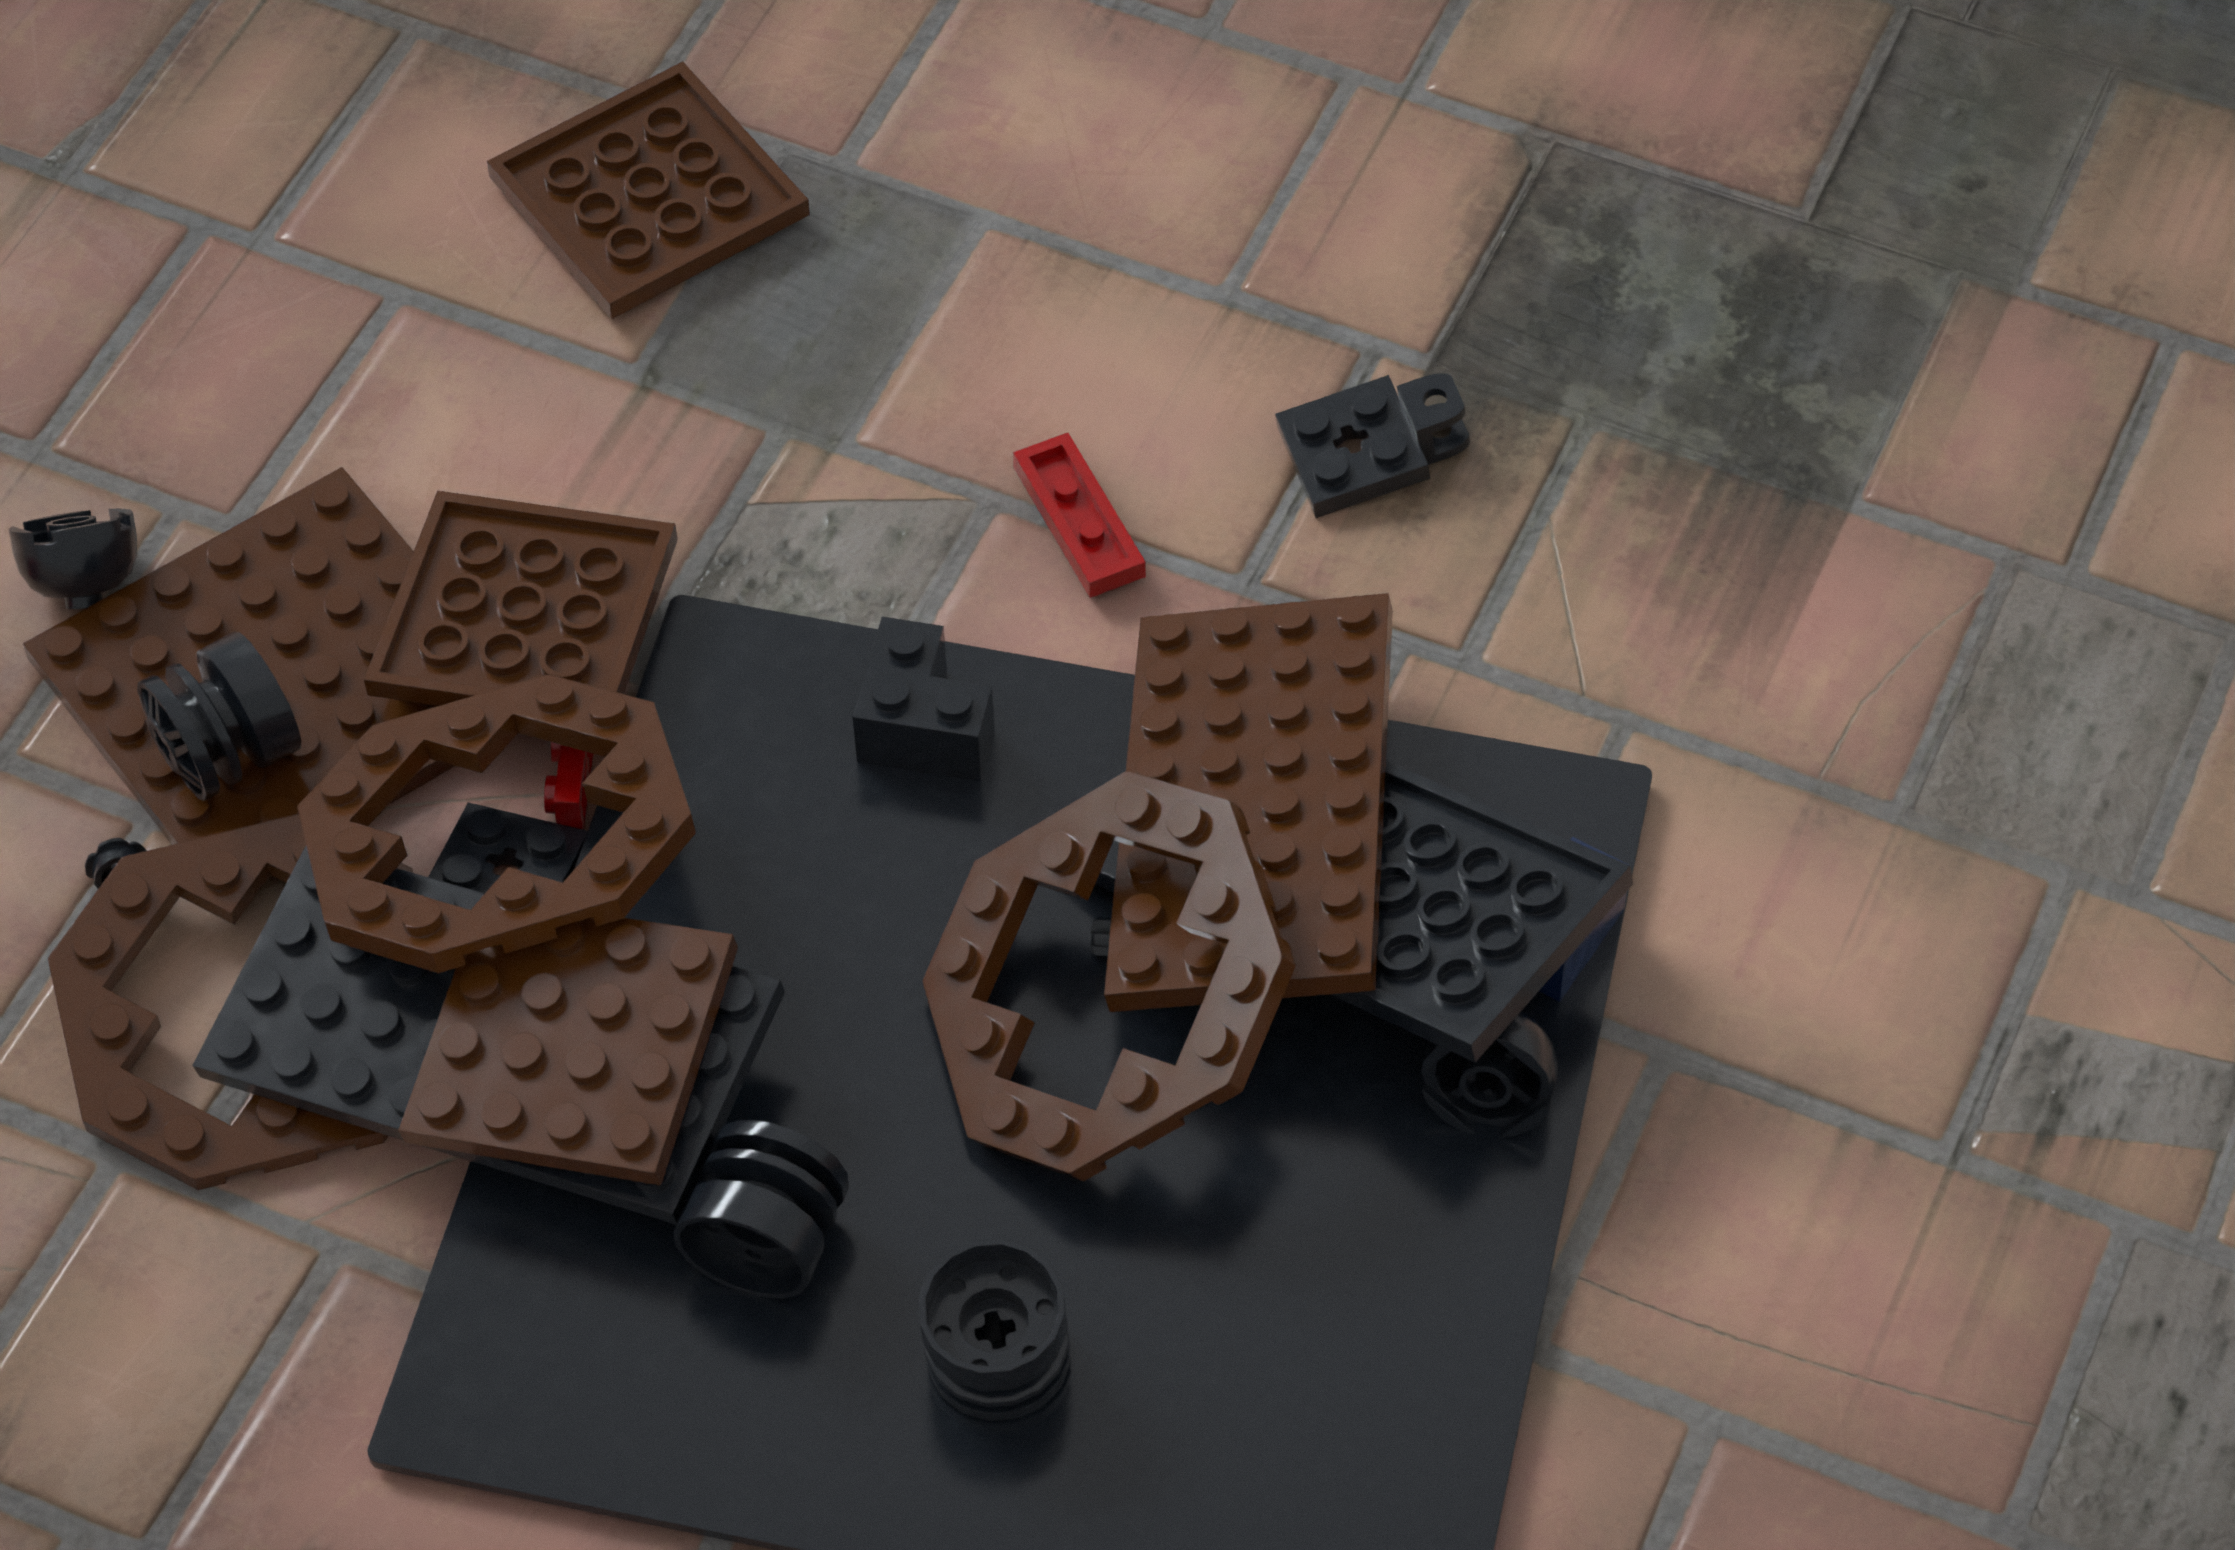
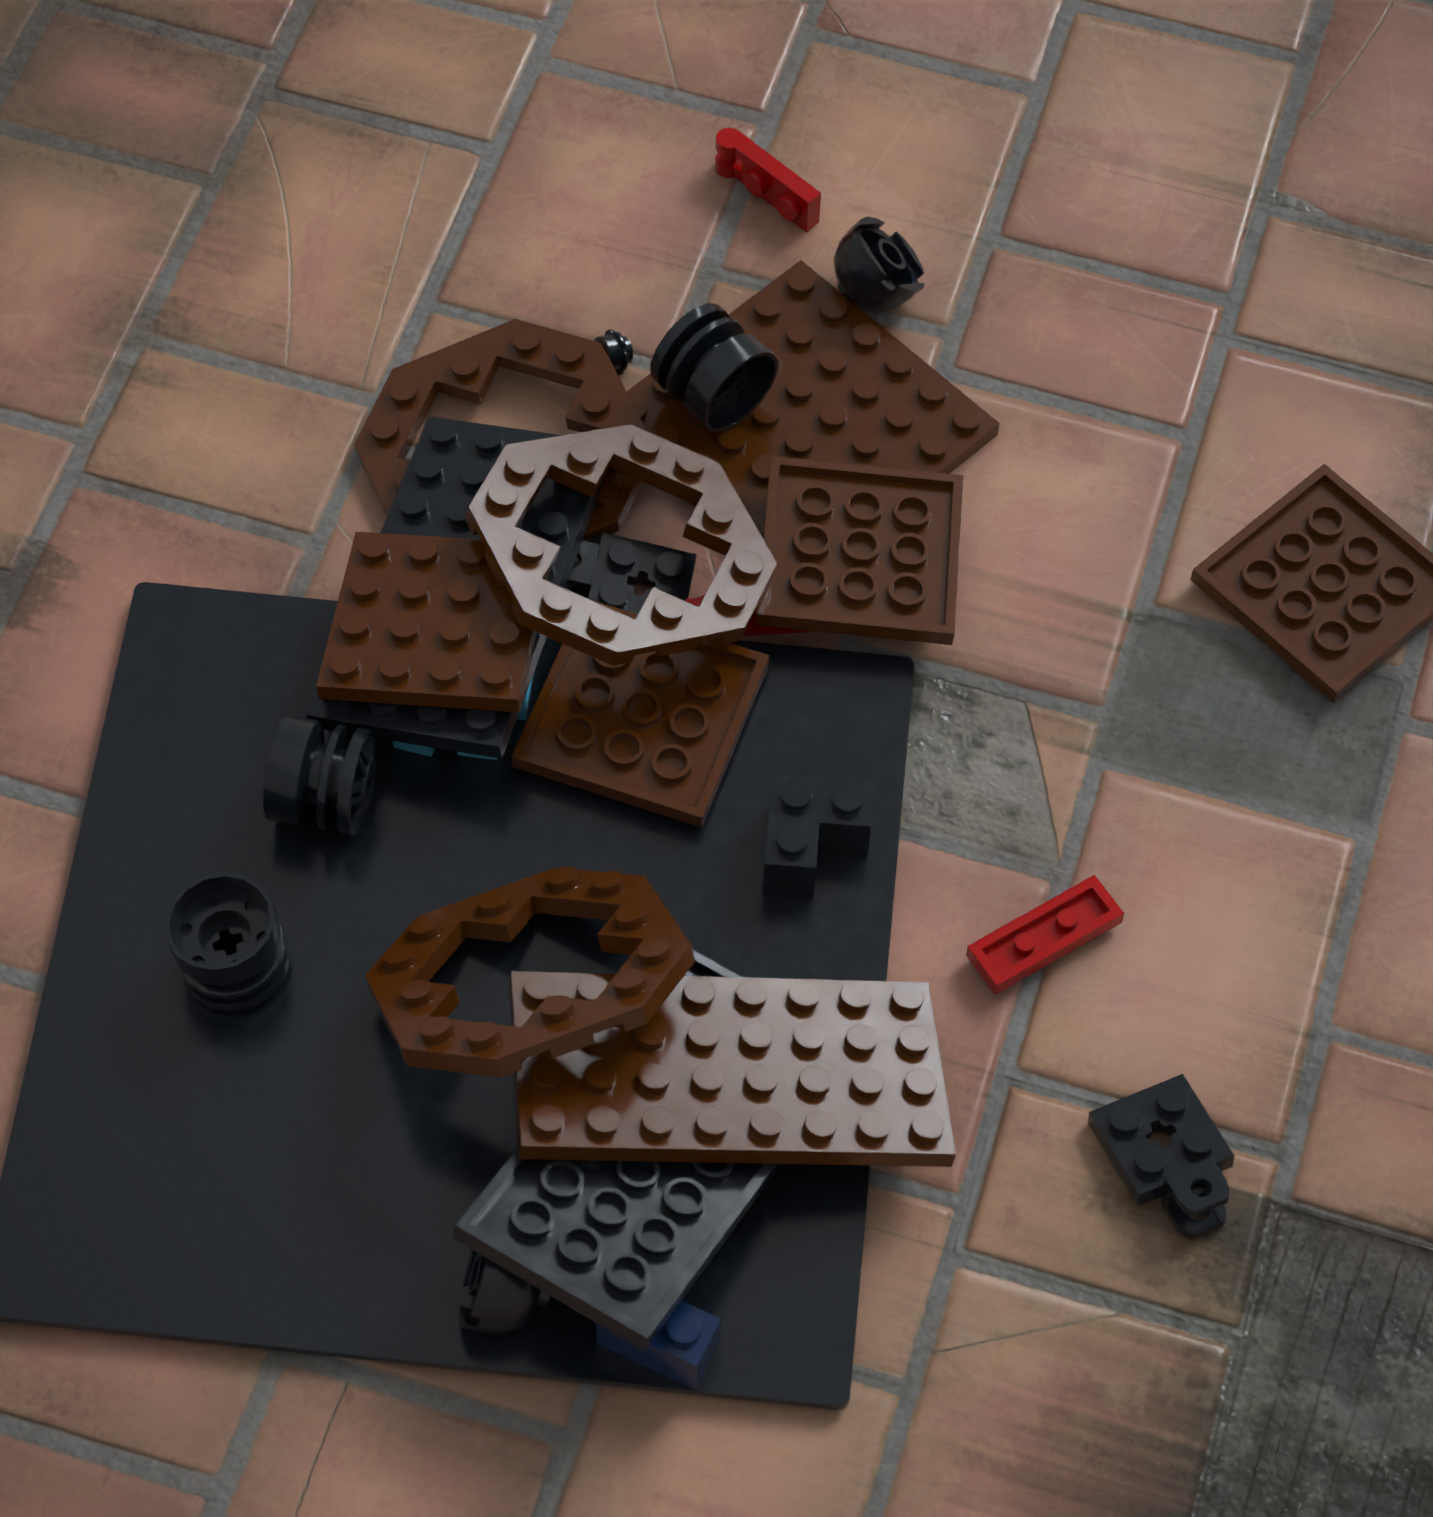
camera: 80 degrees right, 5 degrees up
(762, 858) = (643, 728): none -> reddish brown plate

